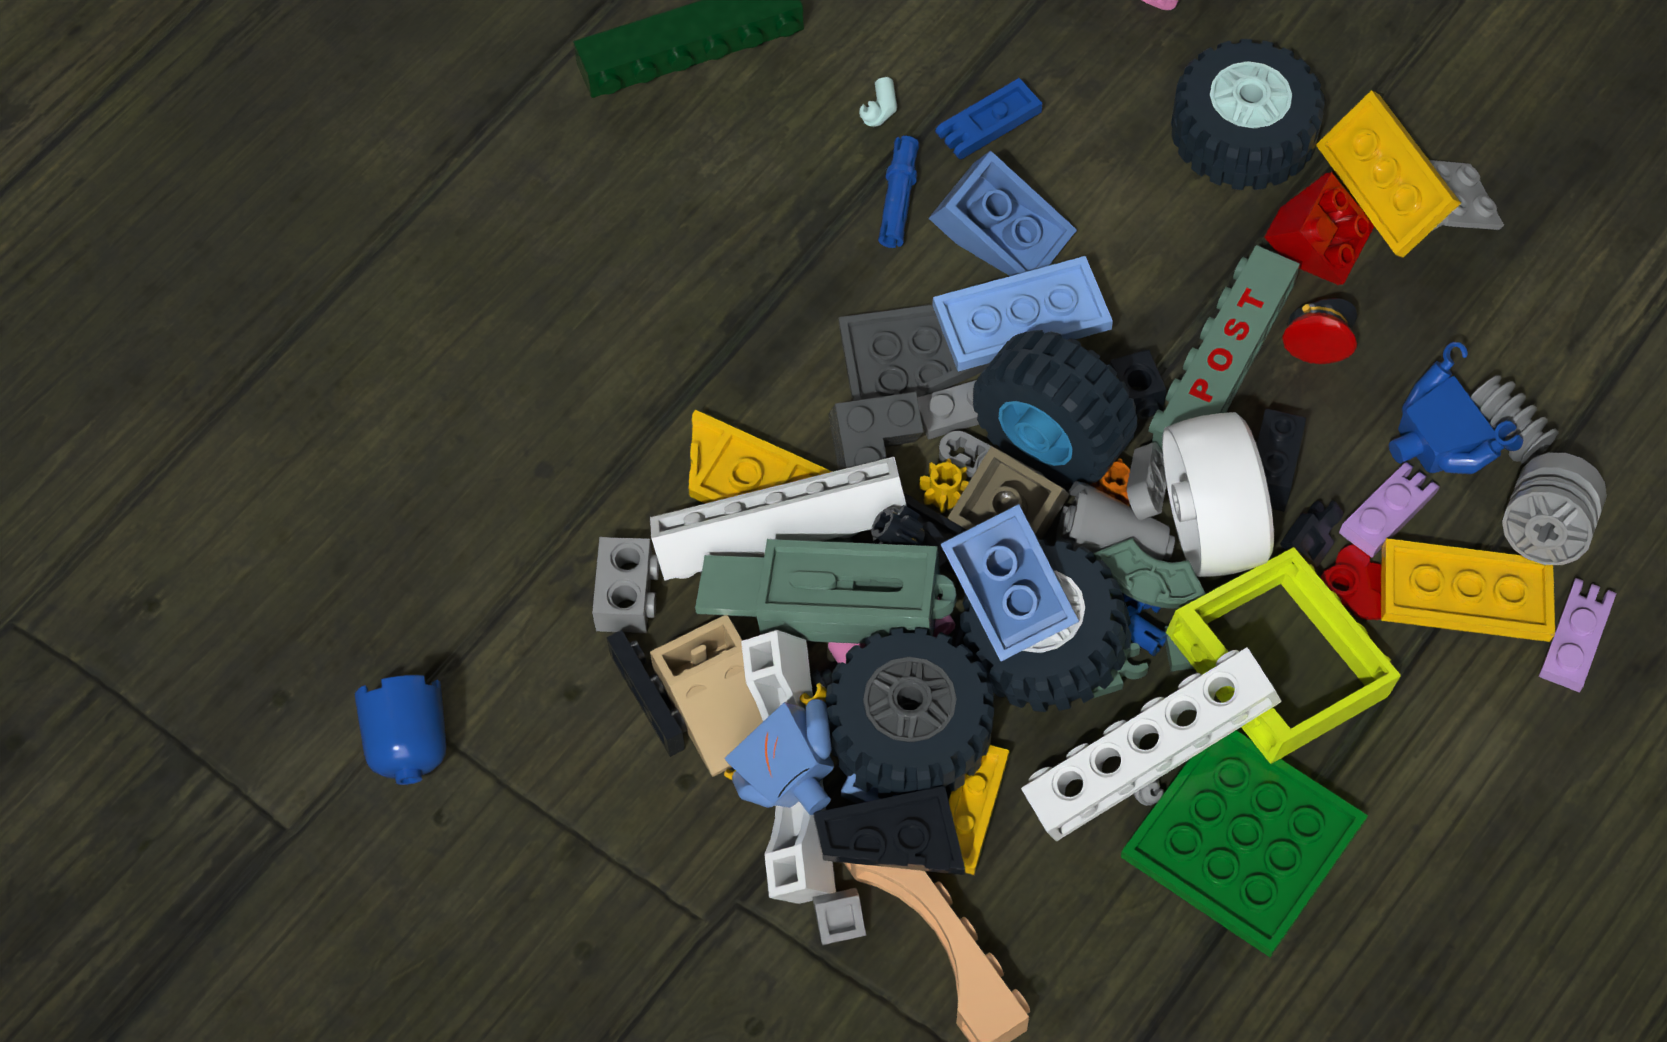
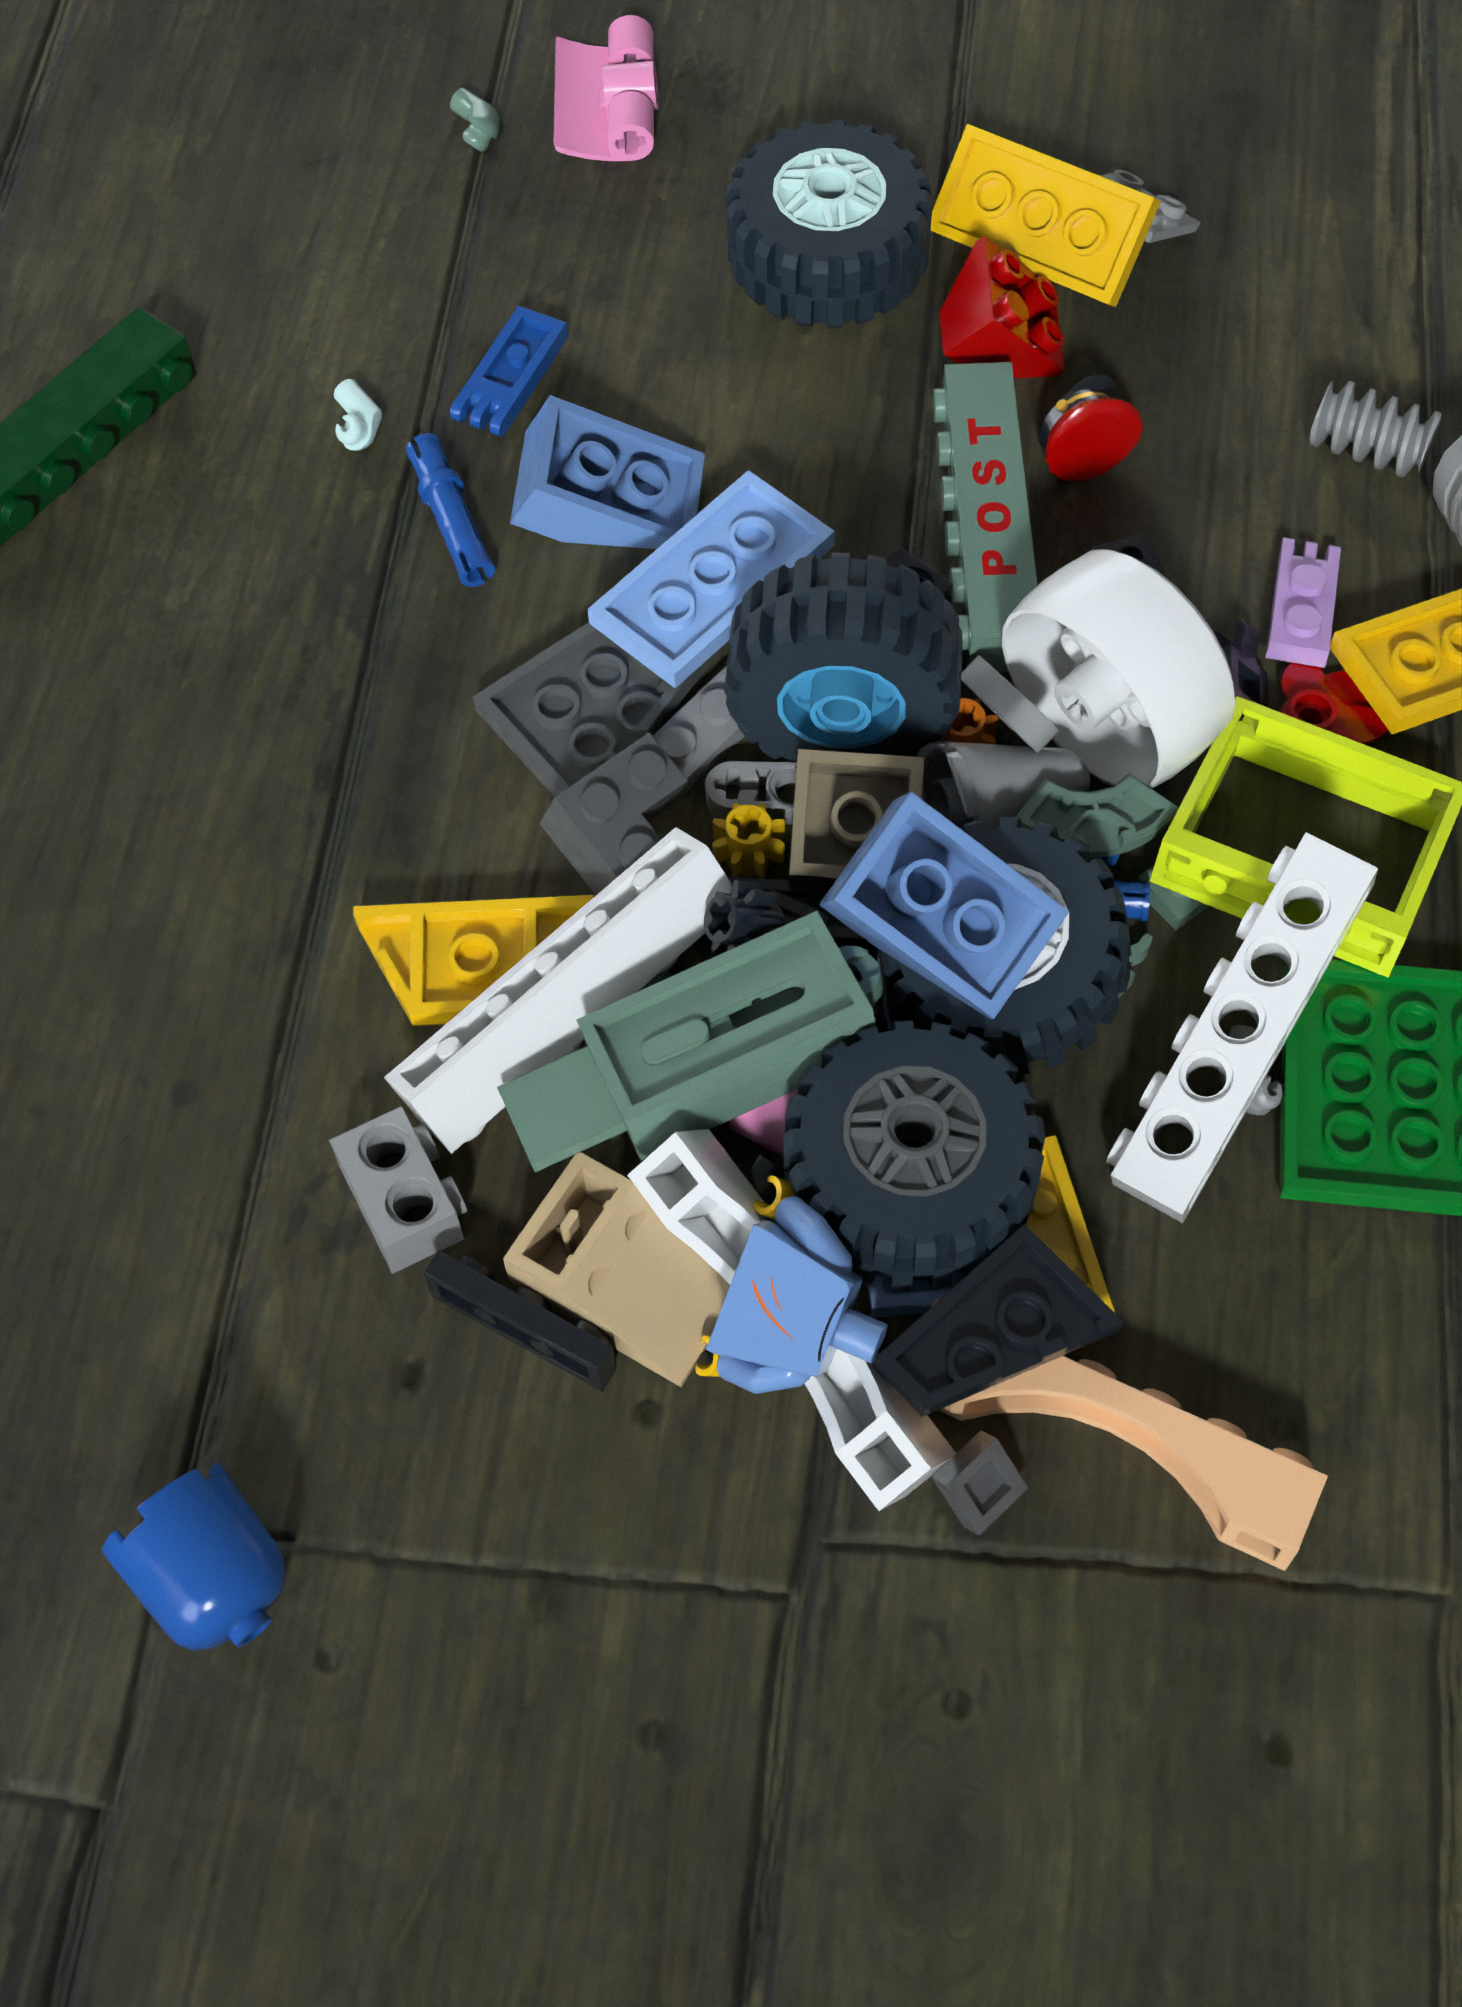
camera: 30 degrees left, 0 degrees up
(1446, 426) = (1305, 472): blue torso -> none

